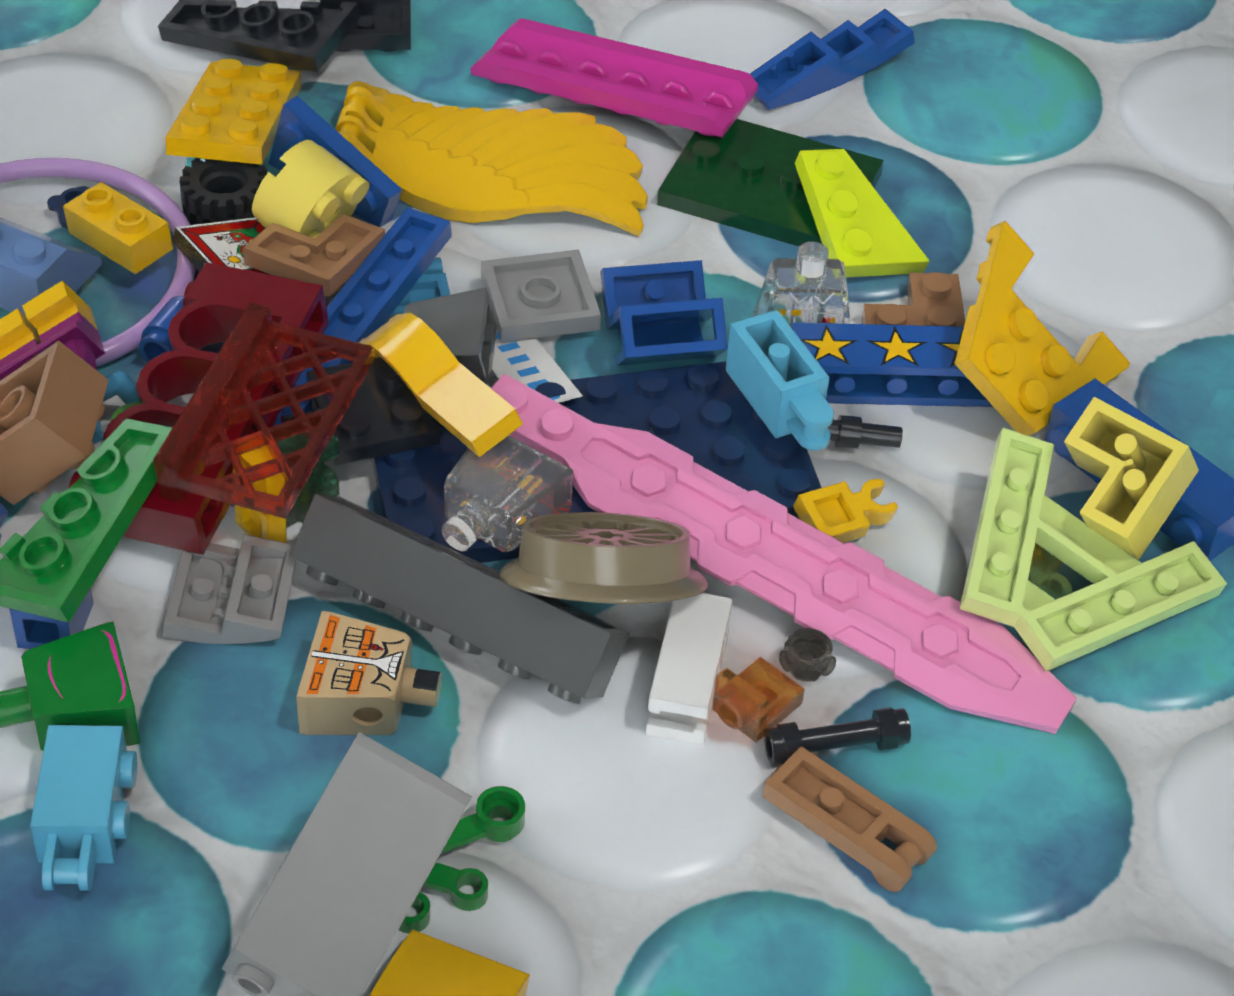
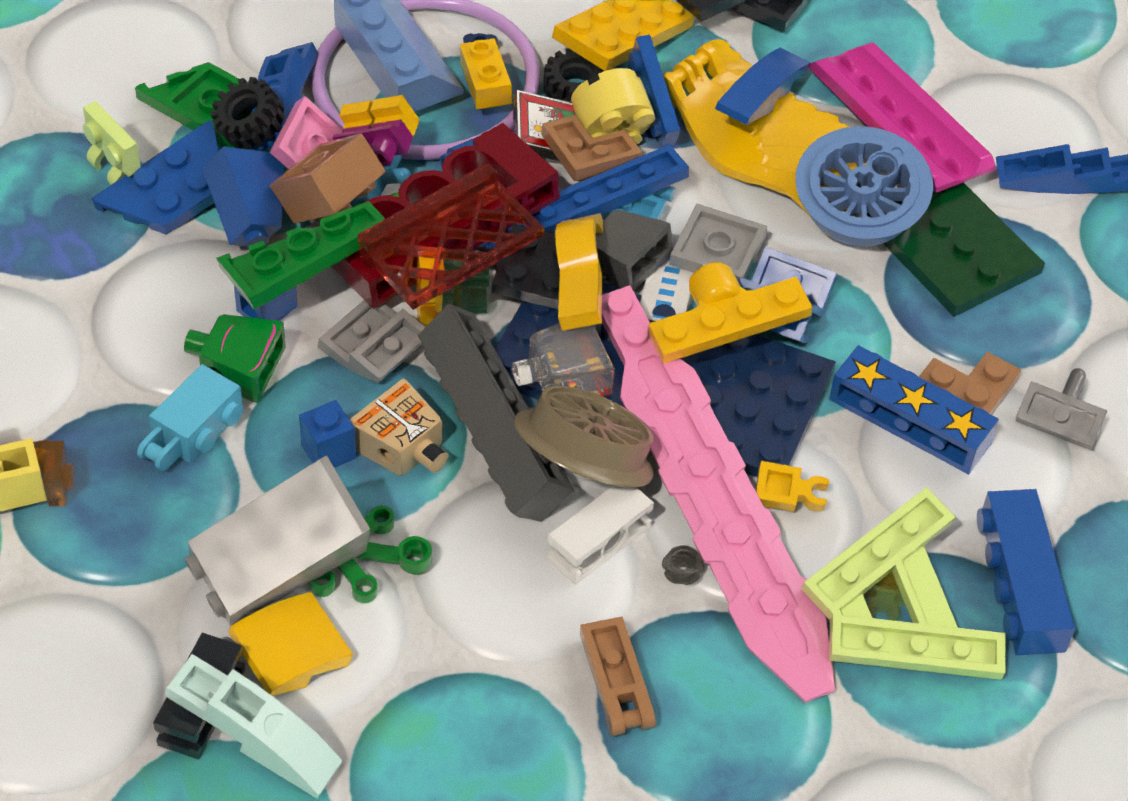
camera: 35 degrees right, 5 degrees up
(278, 731) = (328, 433): none -> blue brick
(452, 106) = (762, 85): none -> blue slope
(639, 350) = (726, 312): none -> yellow plate
(651, 179) = (863, 187): none -> medium blue piece
(755, 698) = (623, 573): clear orange bracket -> none
(780, 379) = (805, 378): medium azure brick -> none
(806, 288) = (885, 330): clear torso -> none
(850, 432) = (843, 438): black bar -> none
(854, 217) = (978, 295): neon yellow wing -> none
(886, 728) = (692, 637): black bar -> none
(1013, 353) = (988, 444): yellow wing -> none
(1053, 295) = (1062, 412): none -> flat silver plate
(1139, 472) = (986, 570): light yellow brick -> none

